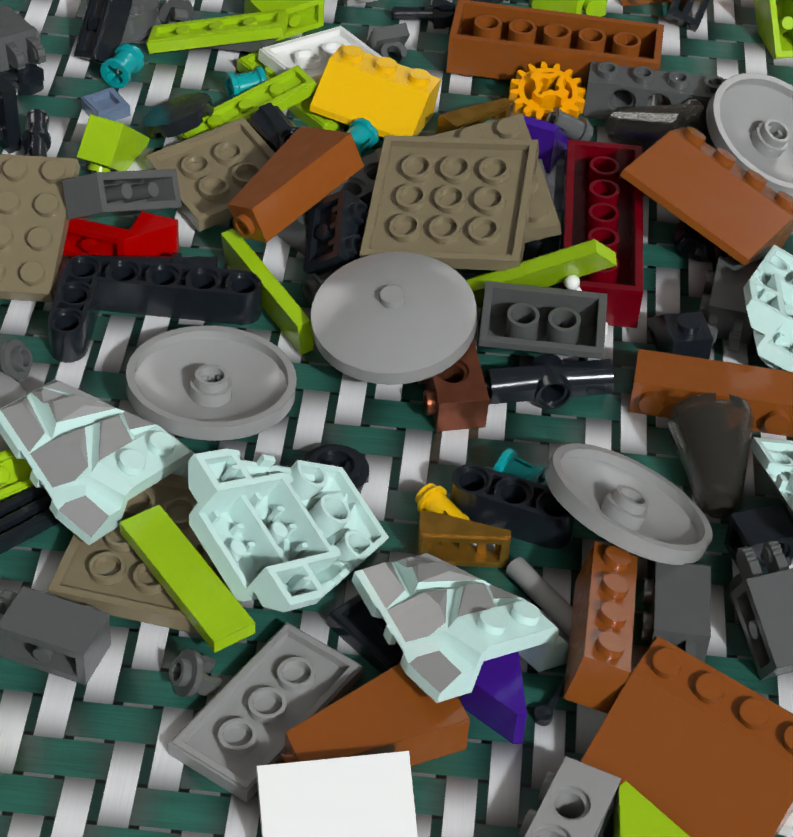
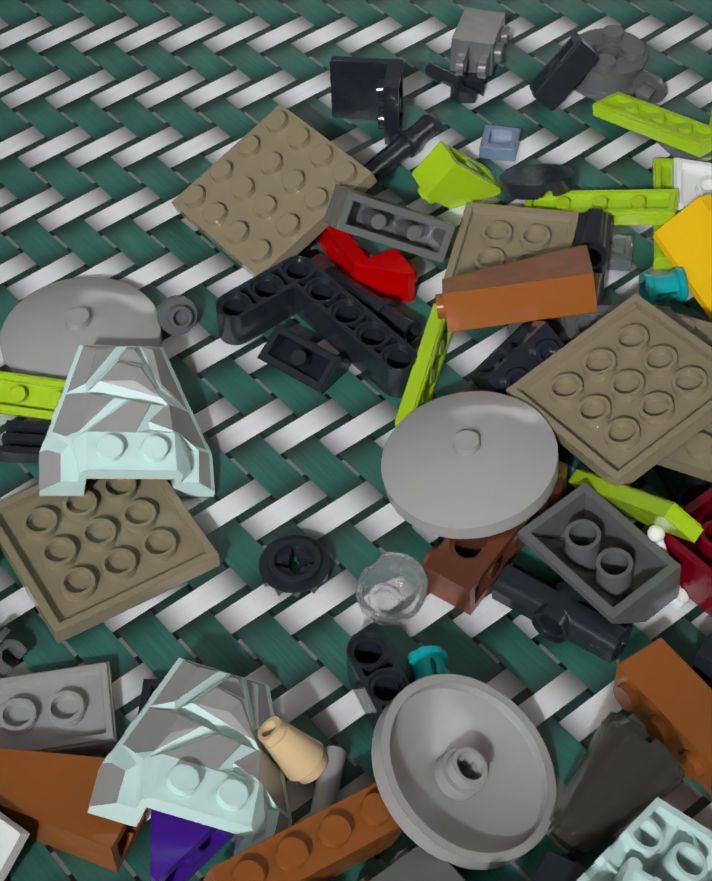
camera: 50 degrees right, 5 degrees up
(118, 70) = (548, 113): teal bush -> none
(133, 331) = (302, 359): none -> black slope
(187, 578) = (68, 572): lime tile -> none
(211, 382) = (278, 426): light grey dish -> none
(239, 83) = (628, 180): teal bush -> none
(279, 528) = (171, 582): light aqua wedge -> none
(430, 436) = (392, 589): none -> clear hair
(434, 499) = (332, 659): yellow pin -> none
(450, 539) = (304, 696): pearl gold slope -> none
(502, 572) = (294, 751): none -> tan cone

